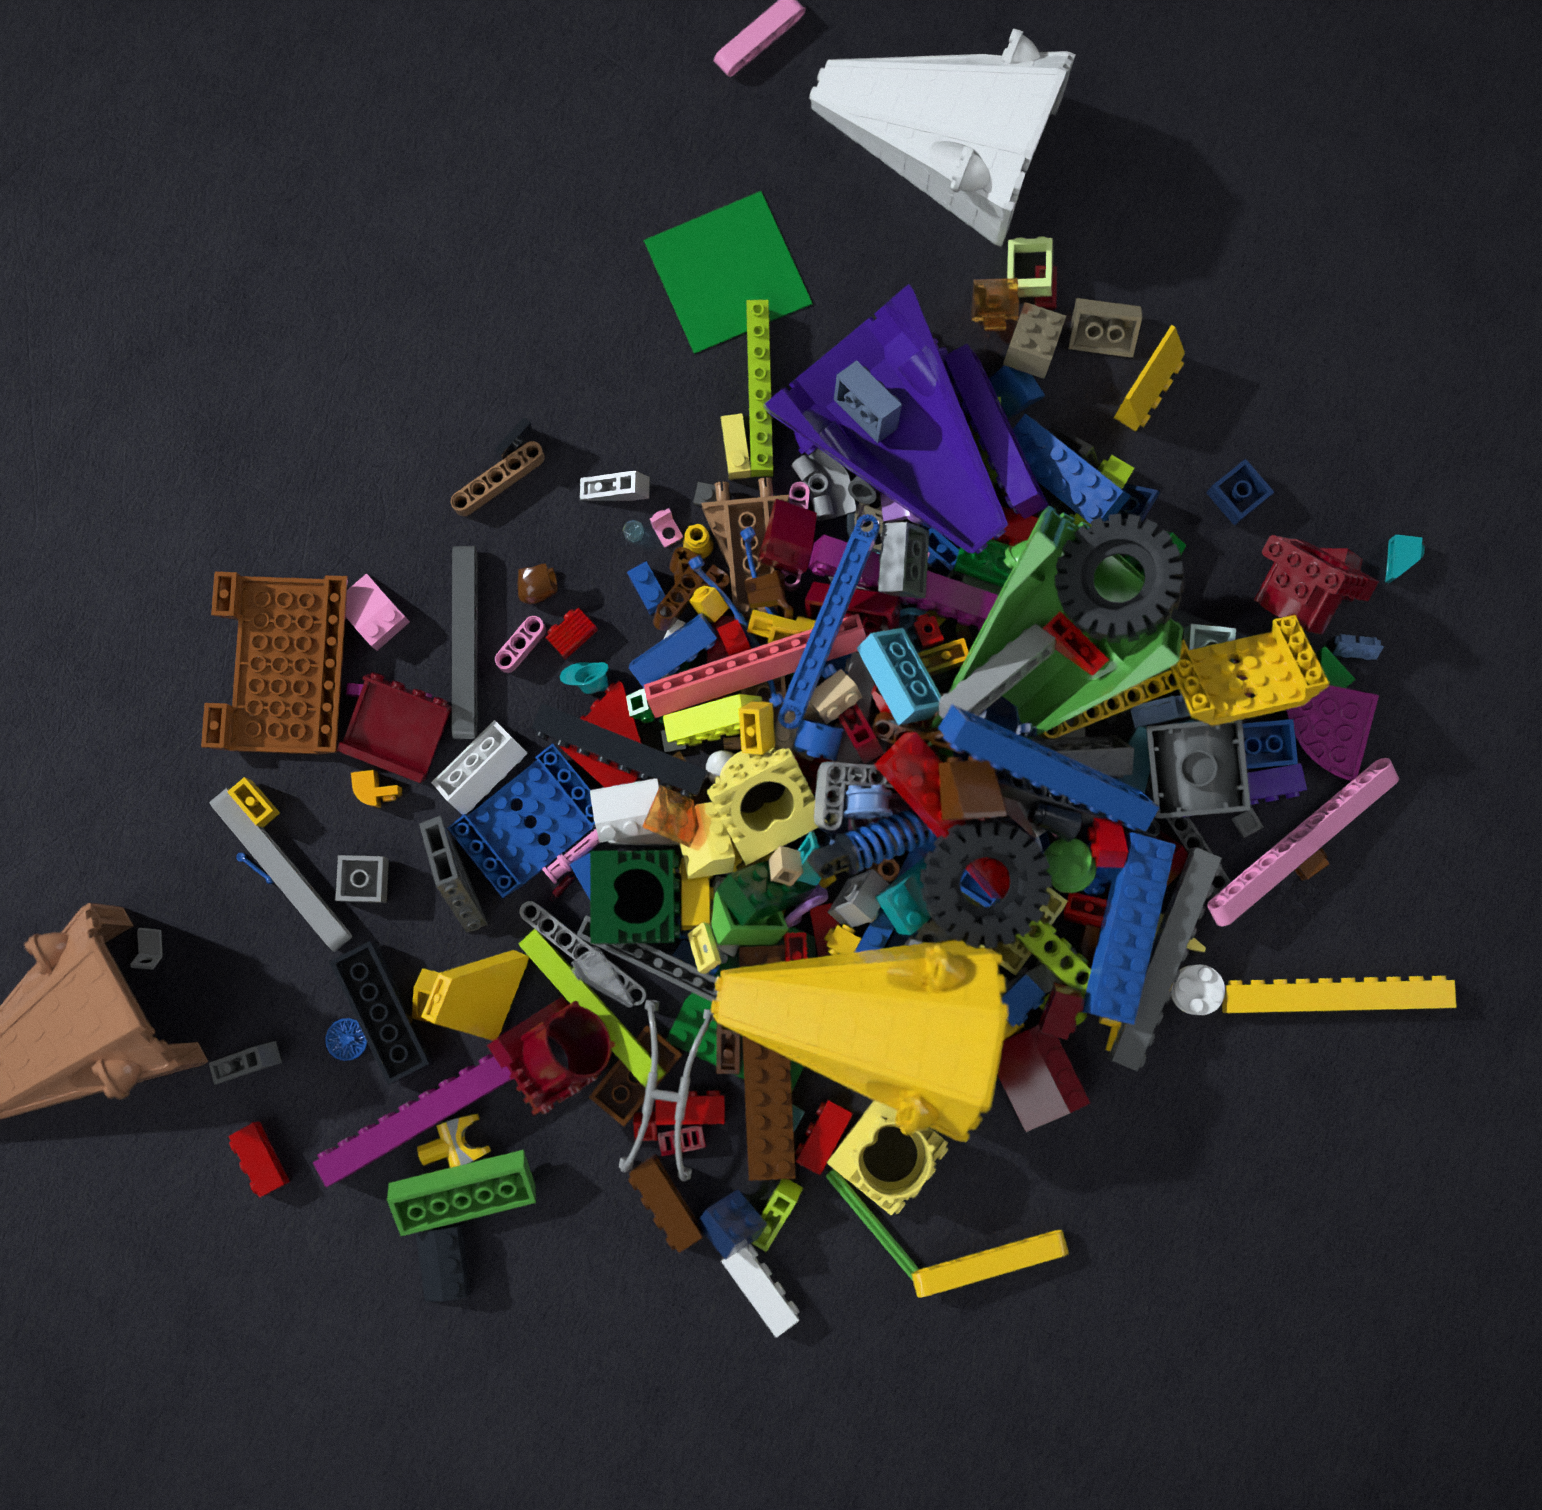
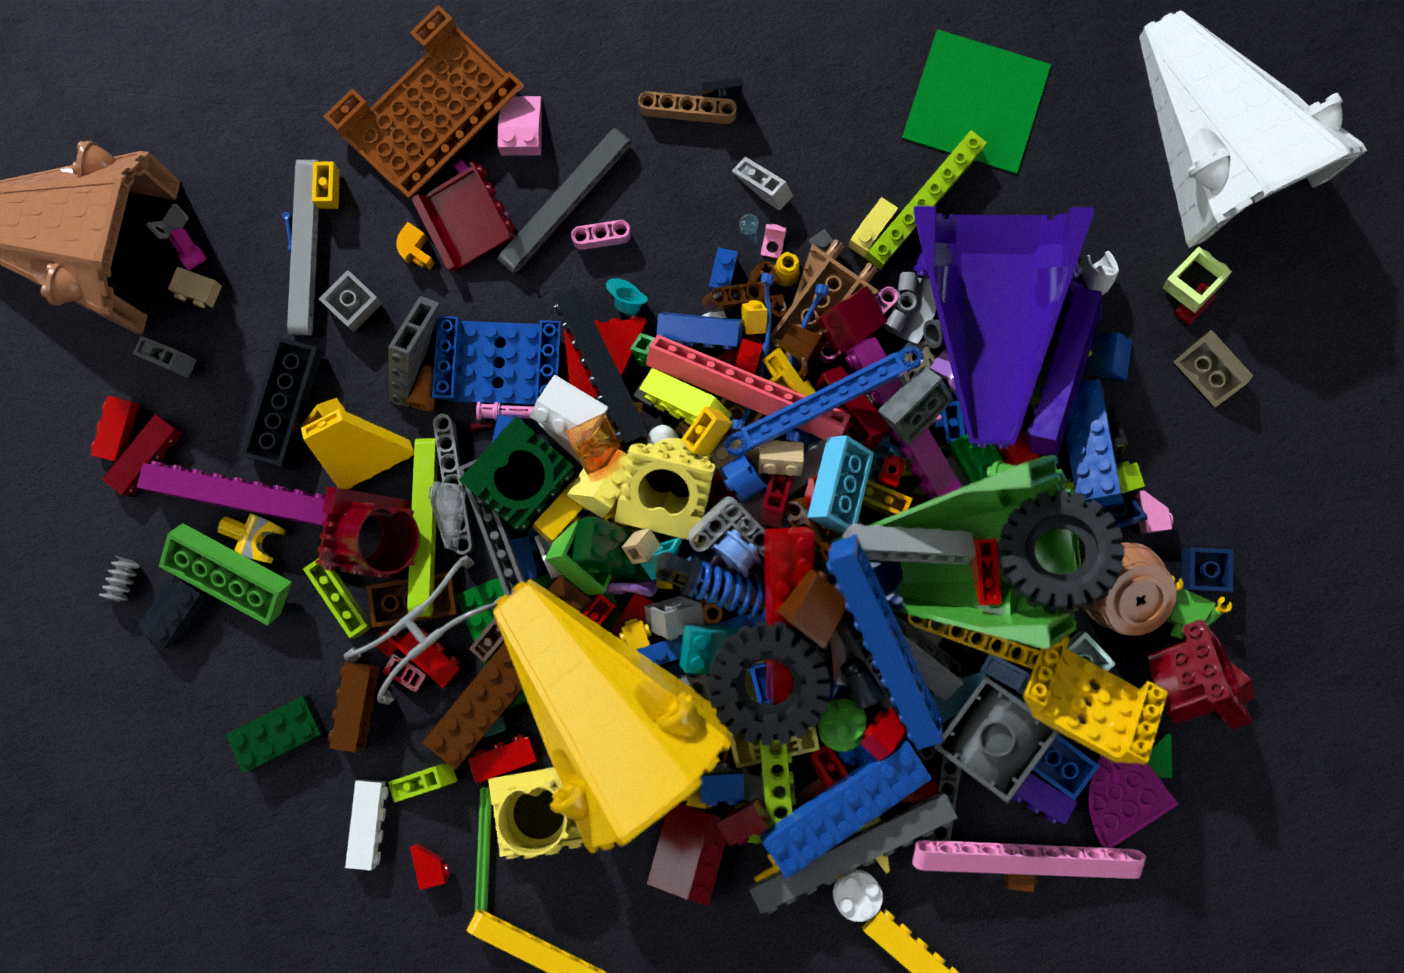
camera: 40 degrees right, 0 degrees up
(187, 958) = (188, 252): none -> dark pink piece
(219, 983) = (194, 287): none -> tan brick
(300, 1153) = (147, 447): none -> dark red brick
(345, 1039) = (242, 400): blue wheel -> none
(376, 1276) = (119, 579): none -> light grey piece
(479, 768) = (497, 295): white slope -> none
(489, 899) = (421, 393): none -> dark orange plant
(536, 583) = (649, 202): reddish brown piece -> none
(571, 632) = (642, 257): red brick -> none
(573, 1129) = (338, 600): none -> lime brick
(621, 1283) = (276, 734): none -> dark green brick
(705, 949) = (532, 557): light yellow piece -> none
(731, 1224) = (384, 761): dark blue brick -> none
(842, 1276) = (429, 867): none -> red slope
(867, 401) = (992, 272): sand blue brick -> none
(951, 329) = (1101, 274): none -> white piece
(995, 302) = (1148, 282): clear orange panel -> none
(1034, 340) = (1153, 333): dark tan brick -> none
(1152, 381) = (1213, 435): yellow slope -> none
(1163, 480) = (1158, 514): none -> bright pink slope
(1196, 541) = (1140, 575): none -> nougat piece
(1247, 823) = (1000, 810): dark grey tile -> none
(1249, 536) = (1192, 607): none -> bright green torso
(1367, 648) = (1200, 763): medium blue hinge -> none
(1402, 554) = (1288, 719): teal slope -> none

